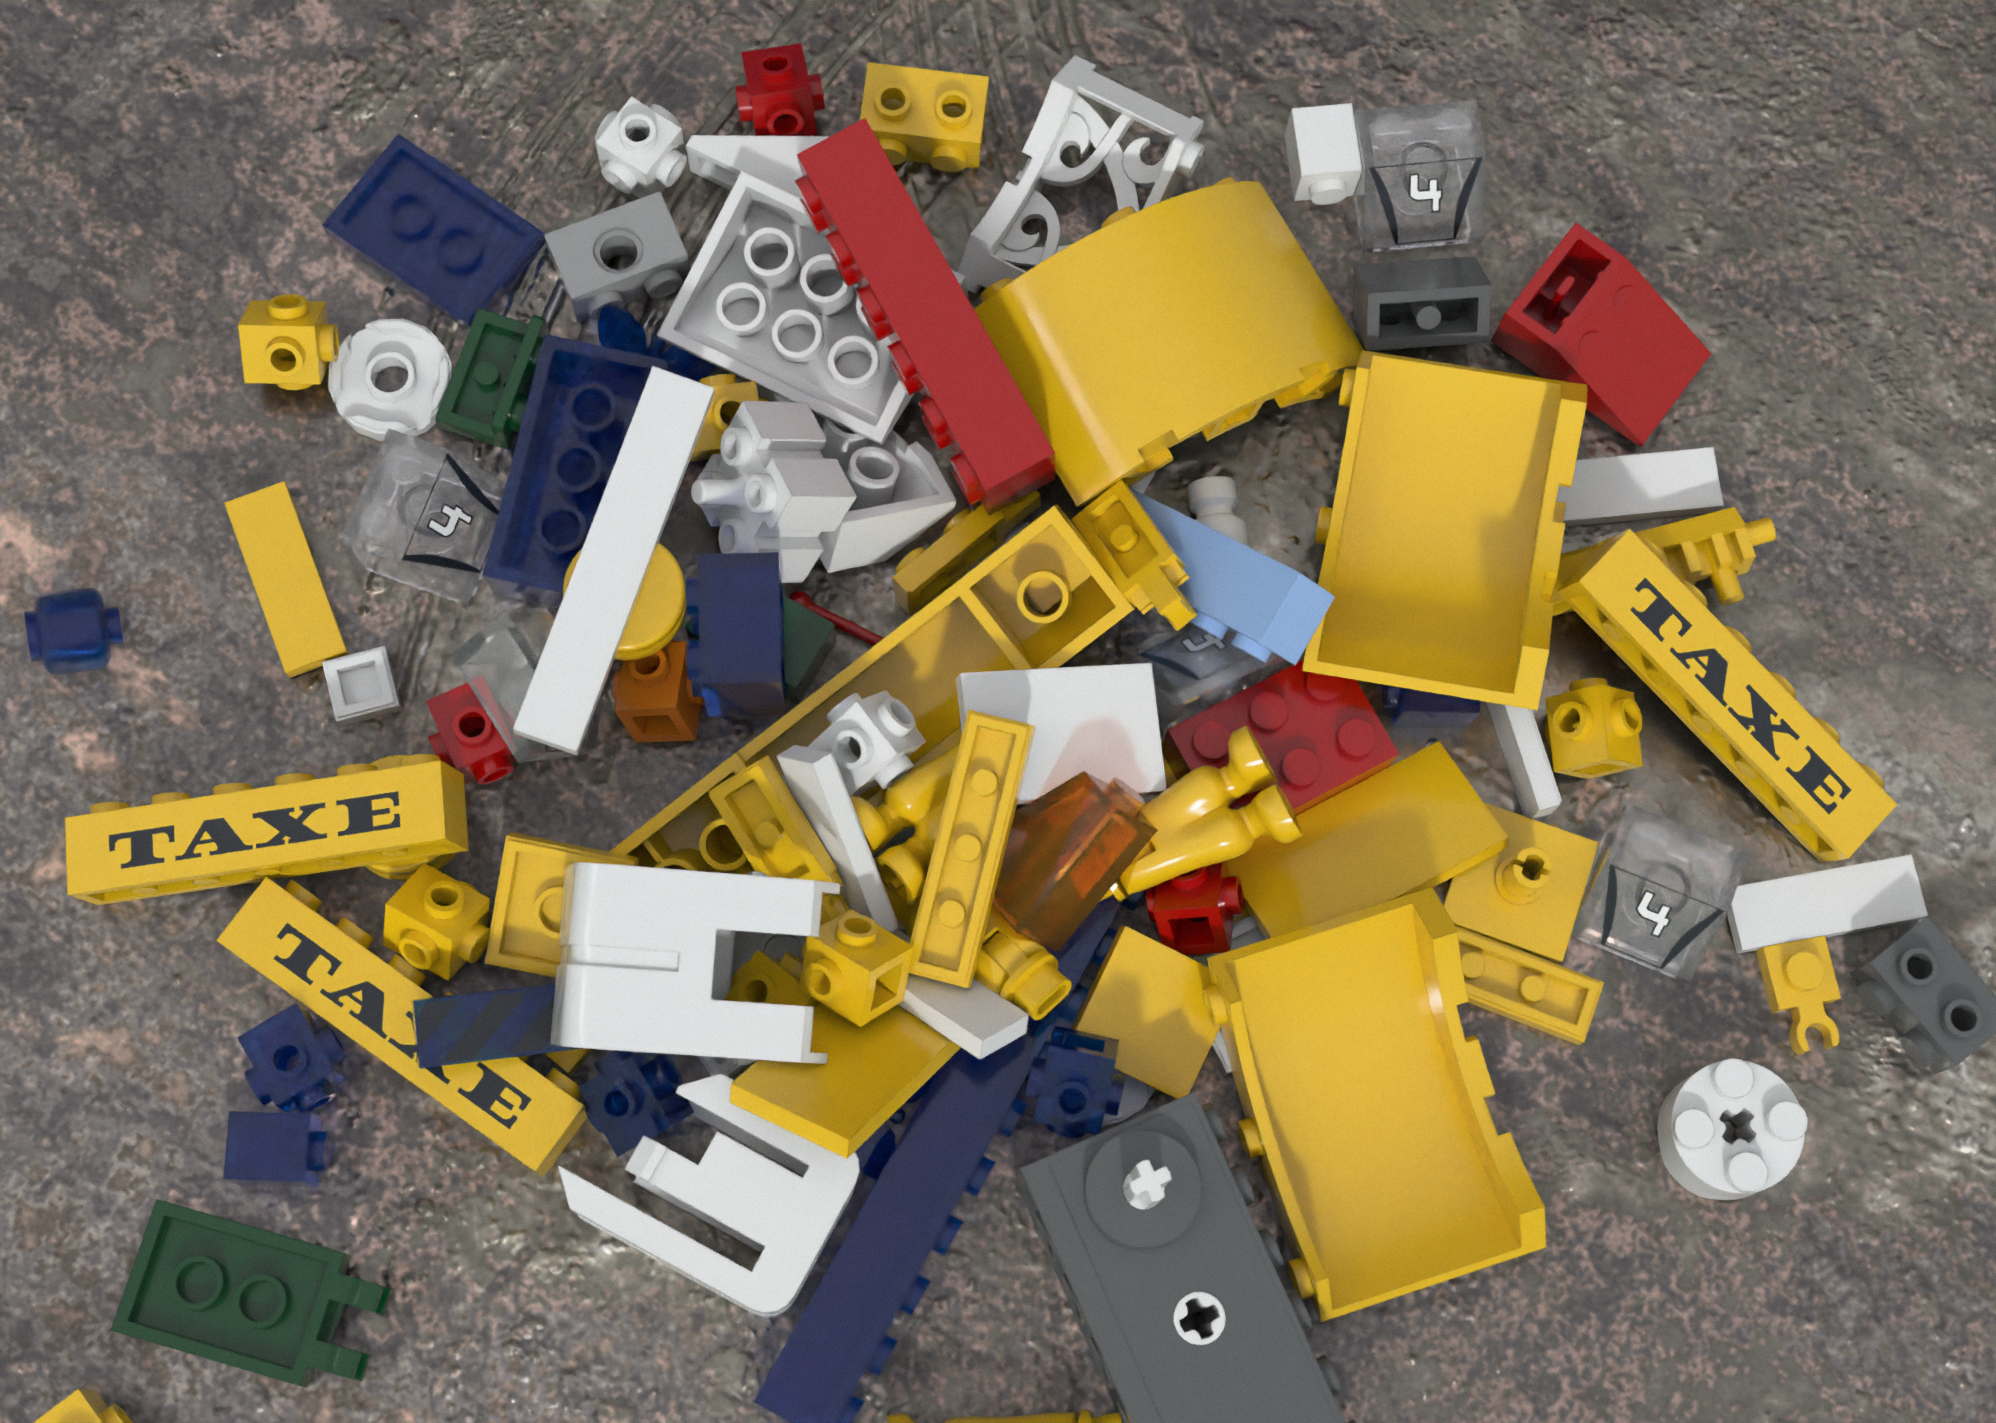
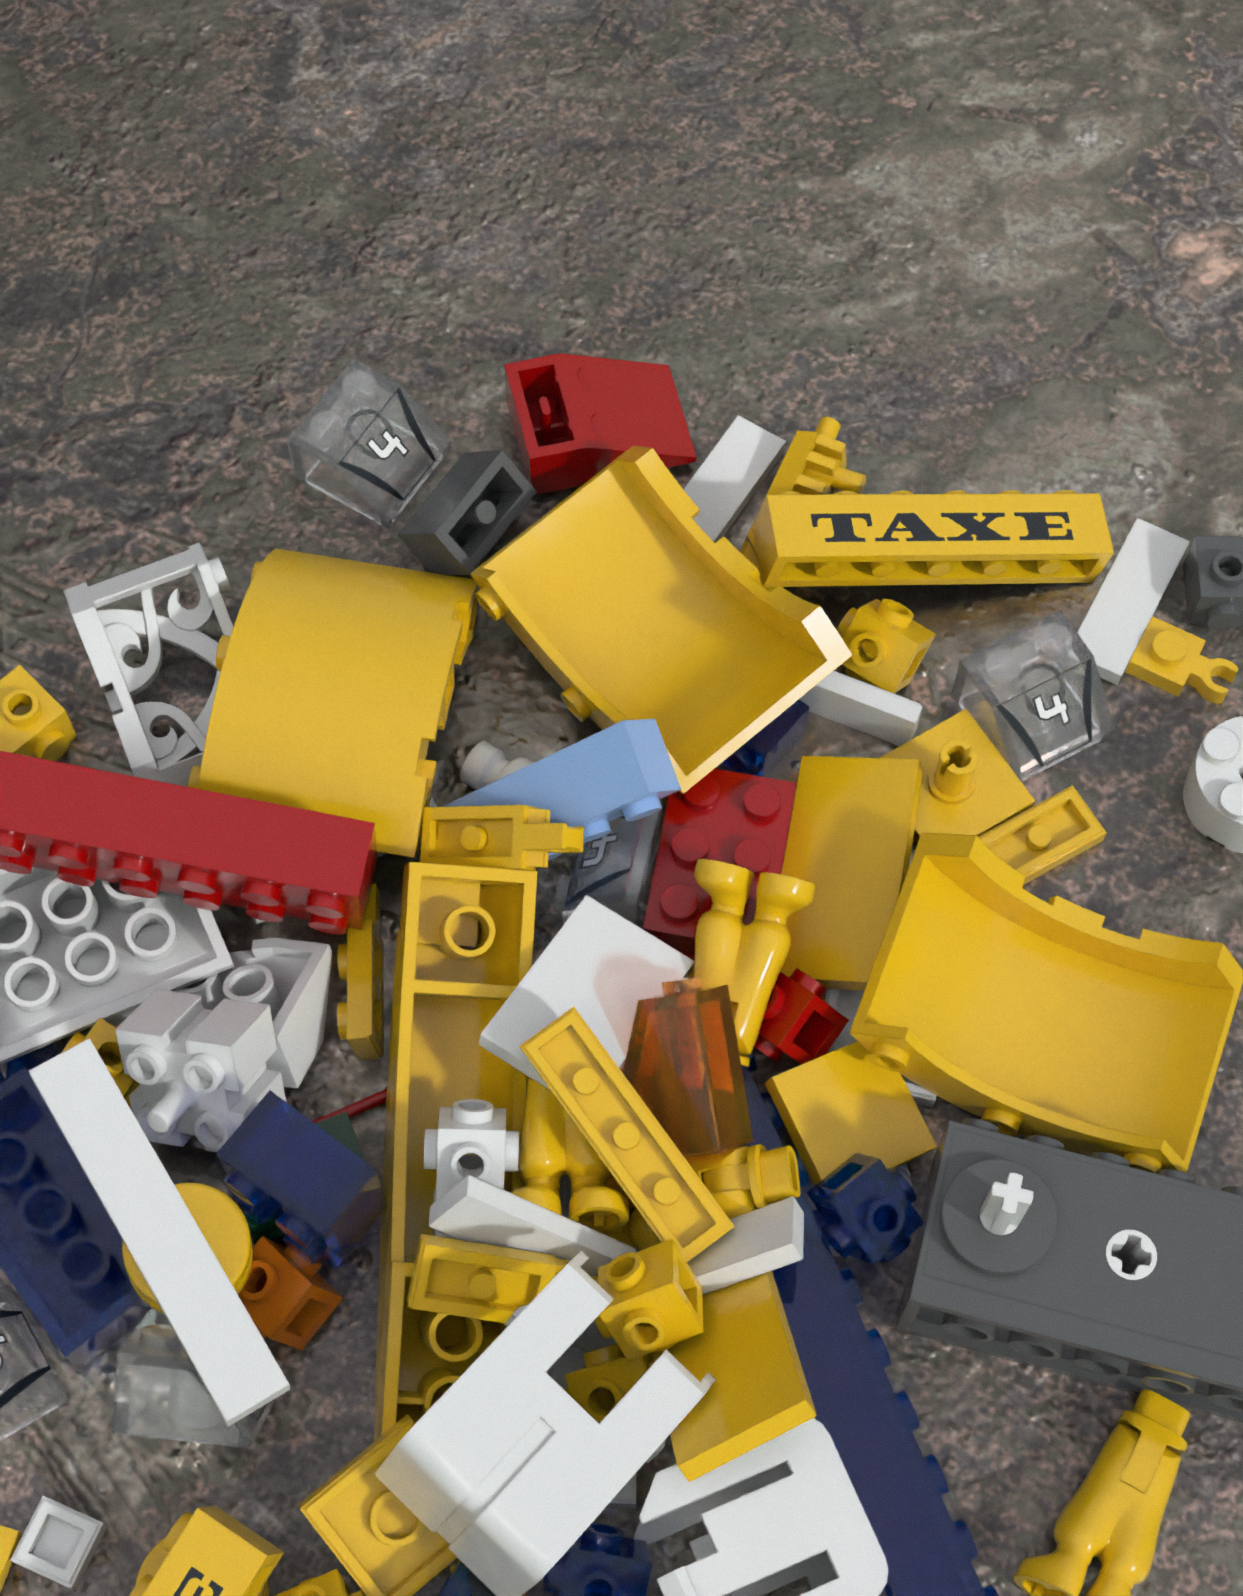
camera: 45 degrees left, 10 degrees down
(459, 721) = (160, 1473): red brick -> none
(1322, 153) = (292, 492): white brick -> none

